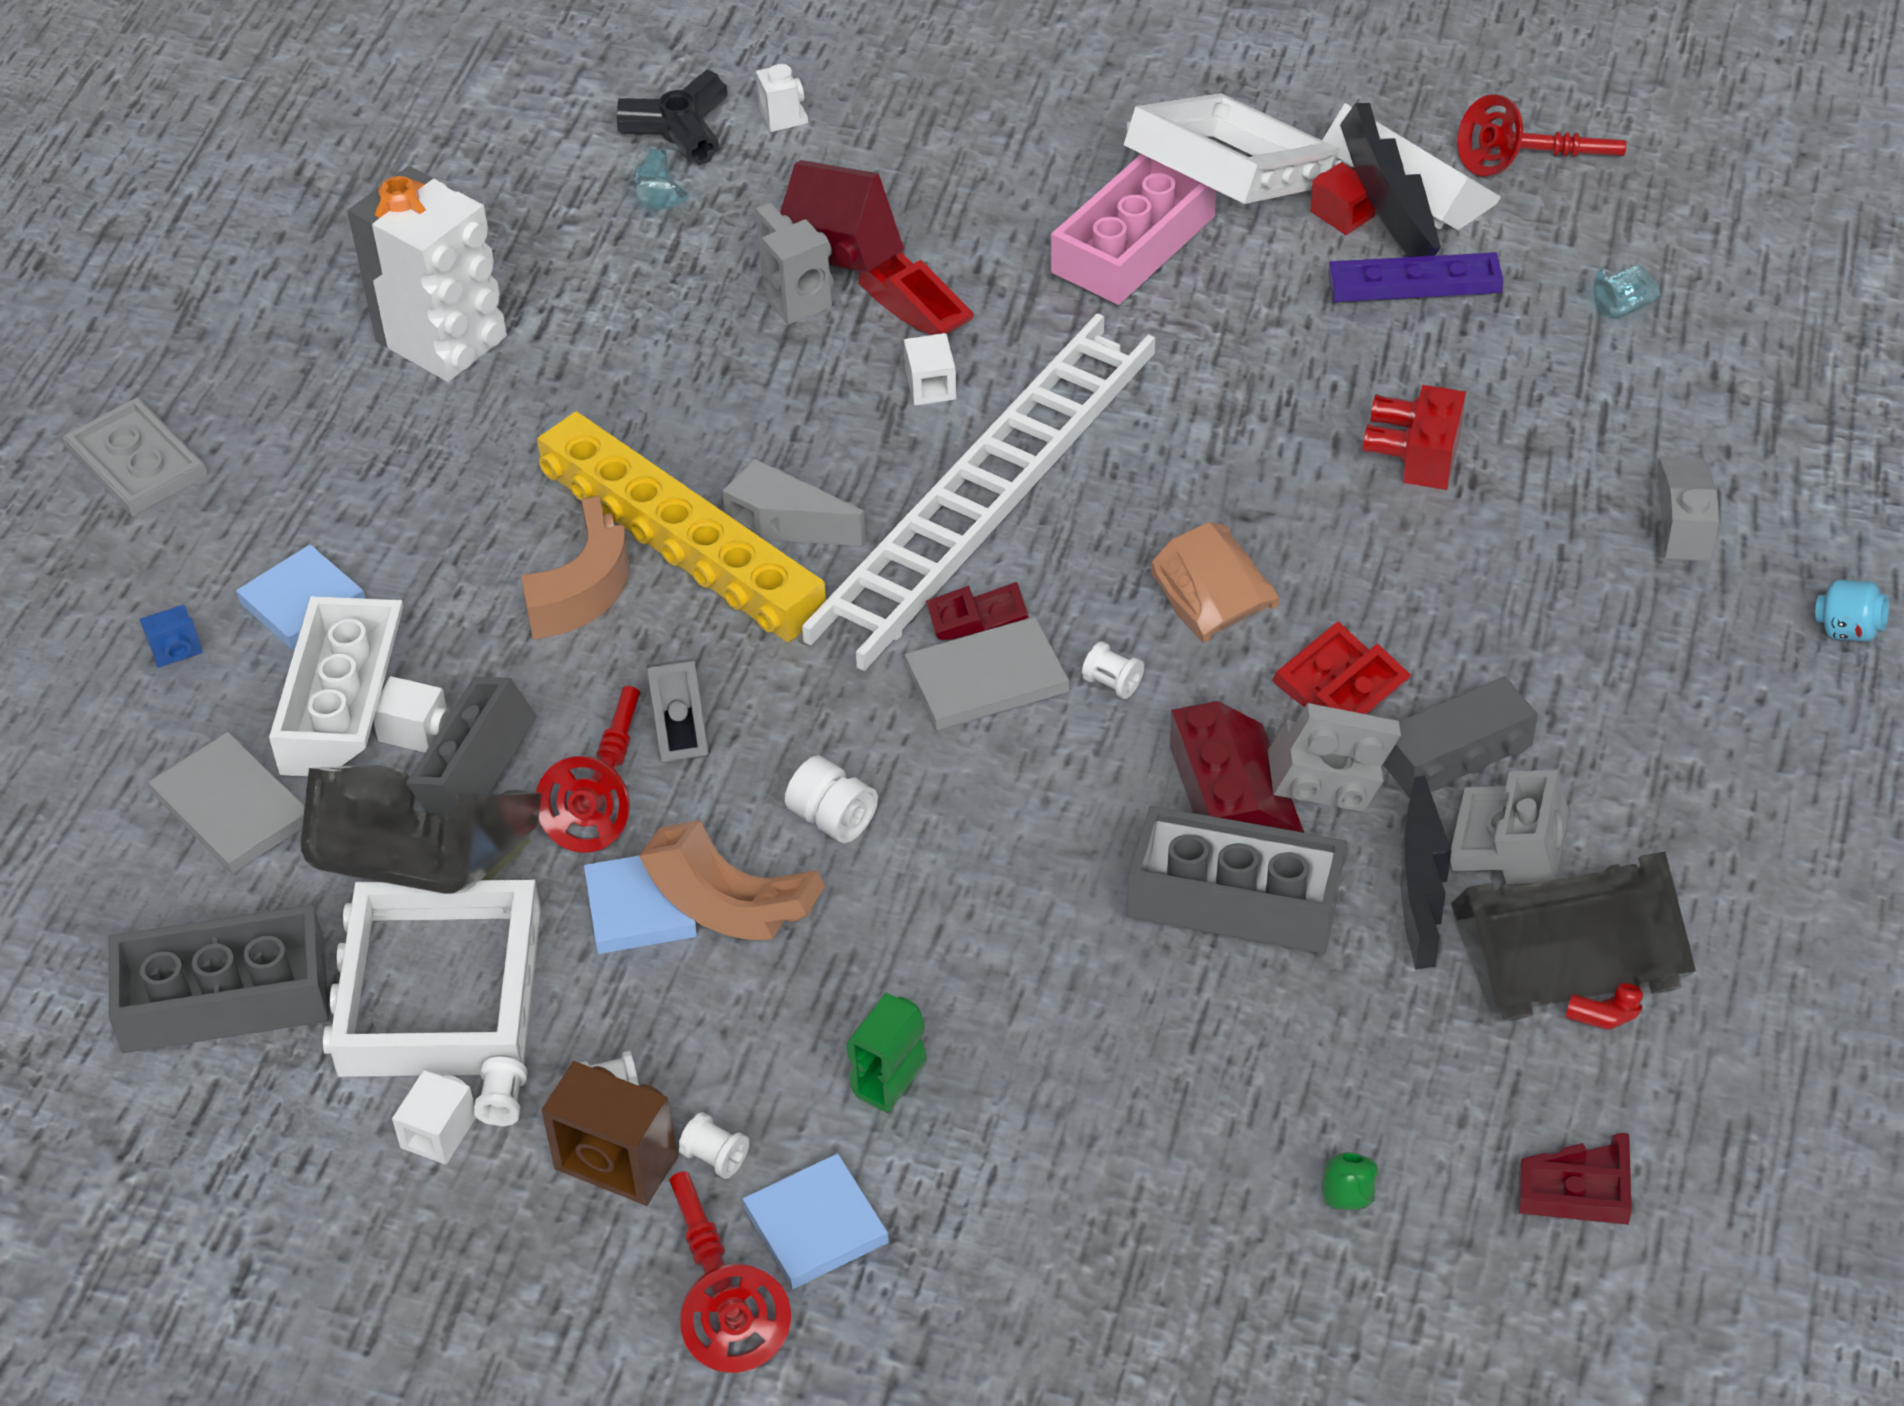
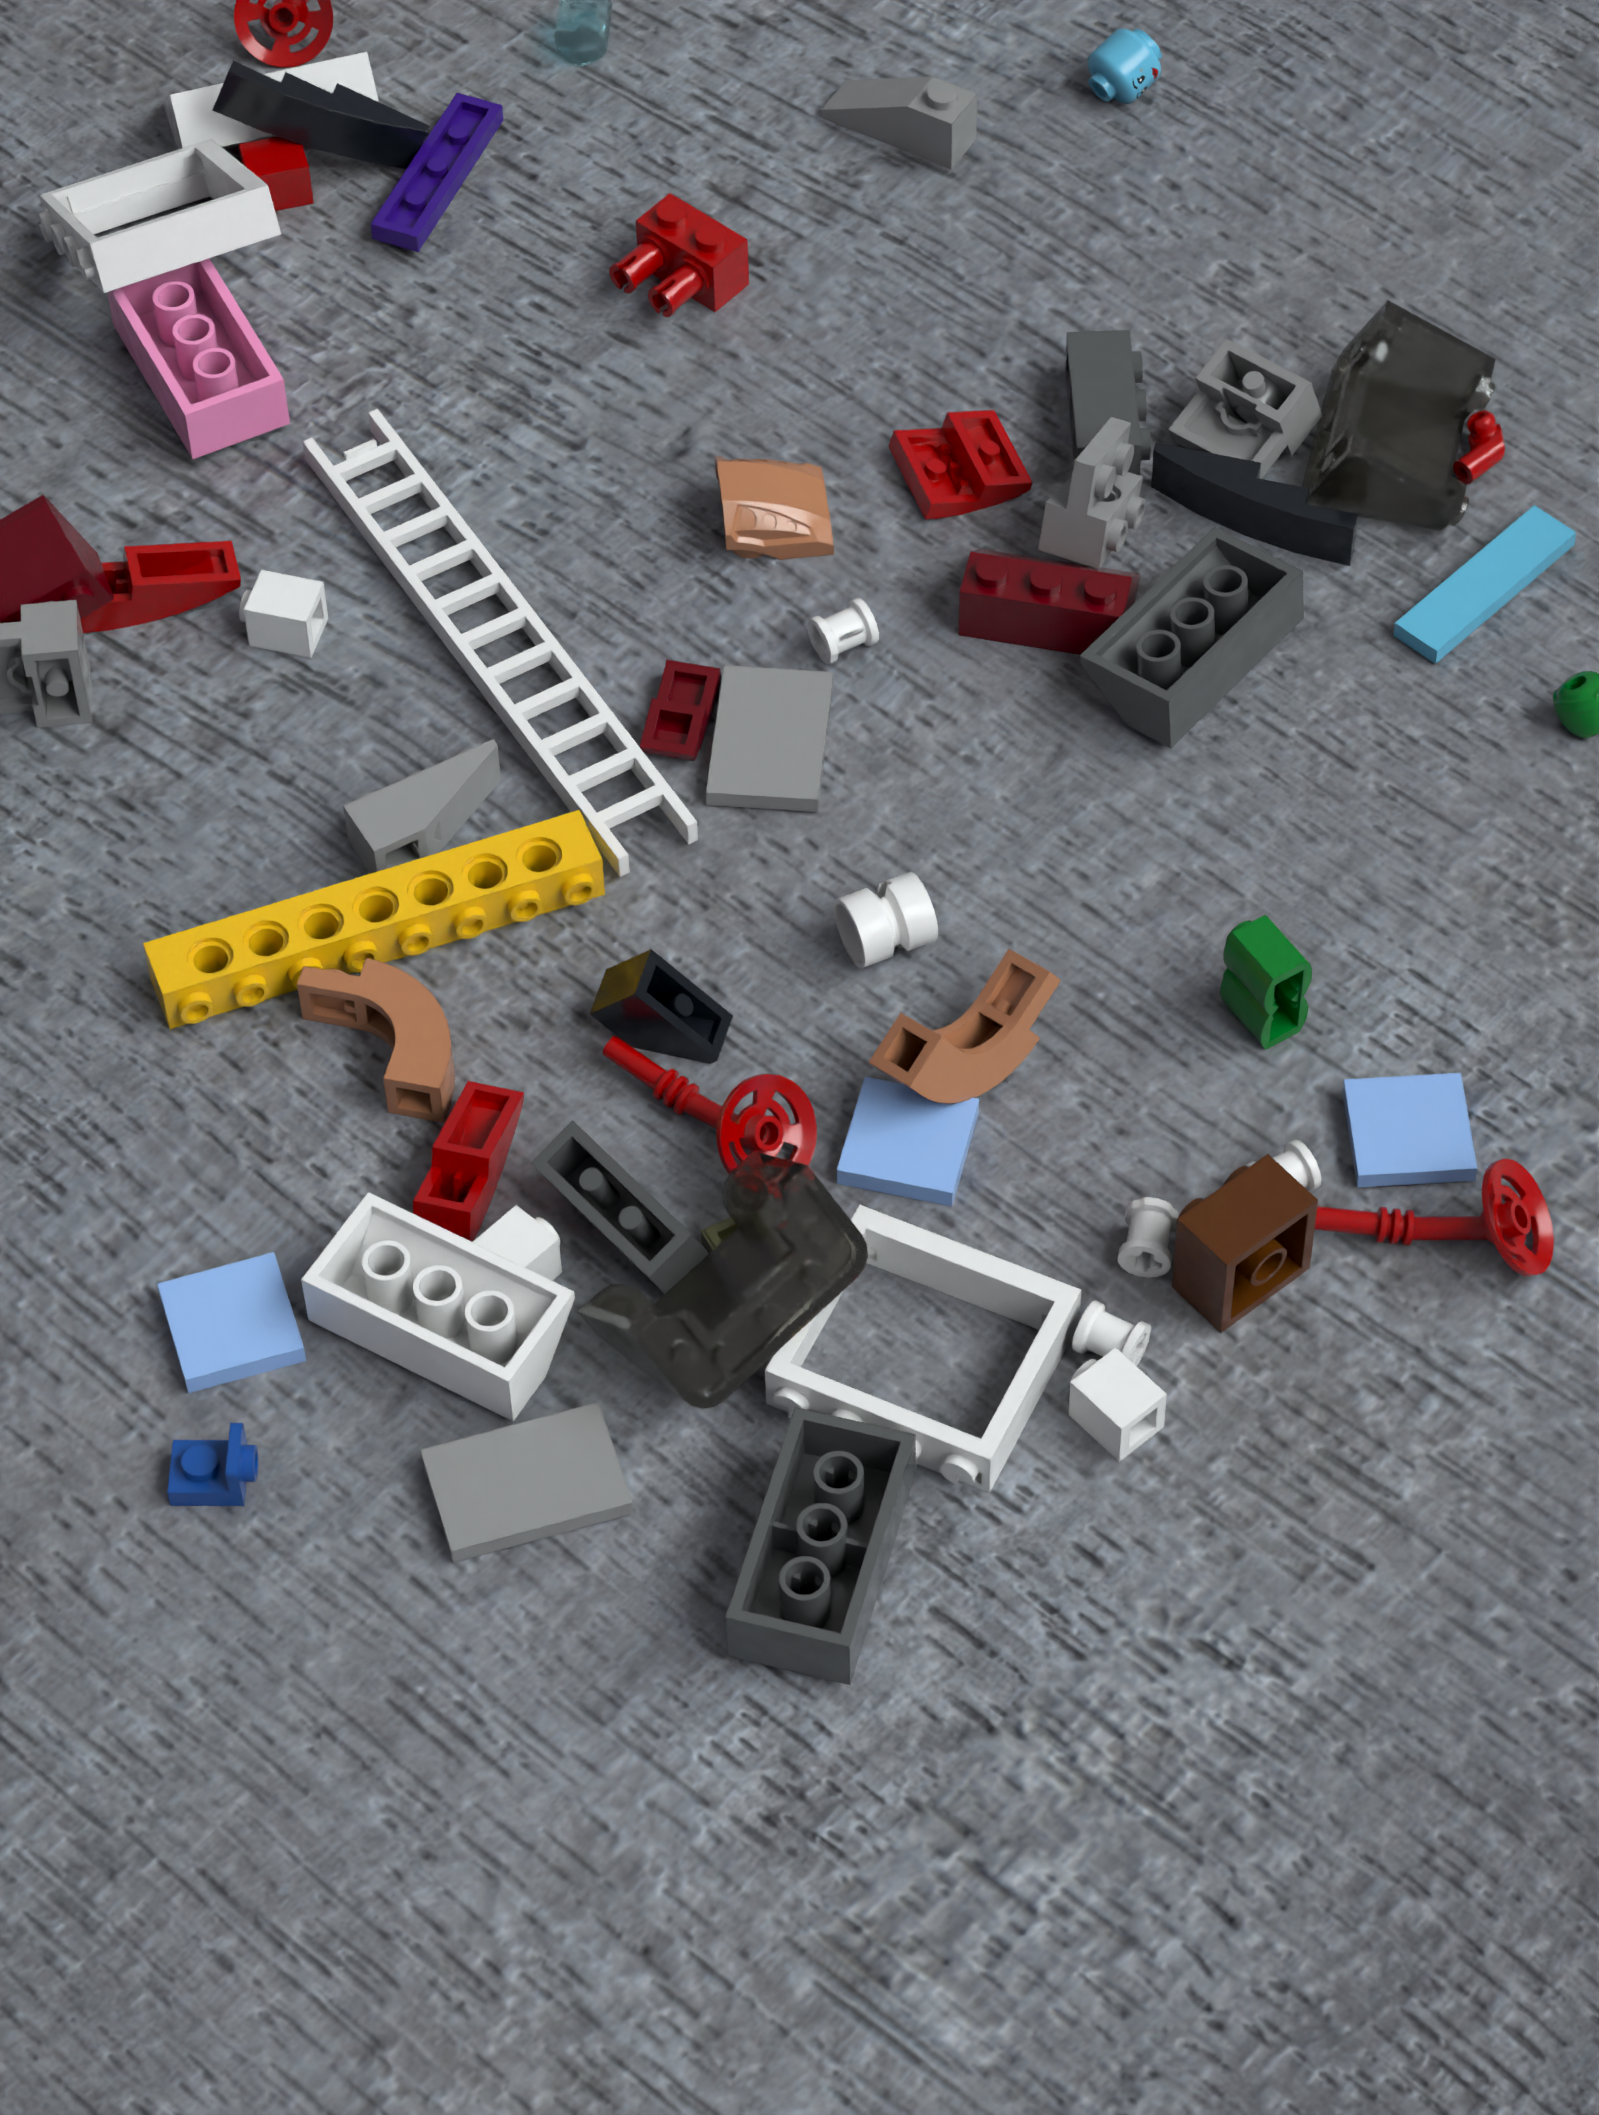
camera: 65 degrees left, 5 degrees up
(488, 652) = (469, 1159): none -> red slope
(1452, 1067) = (1484, 584): none -> medium azure tile

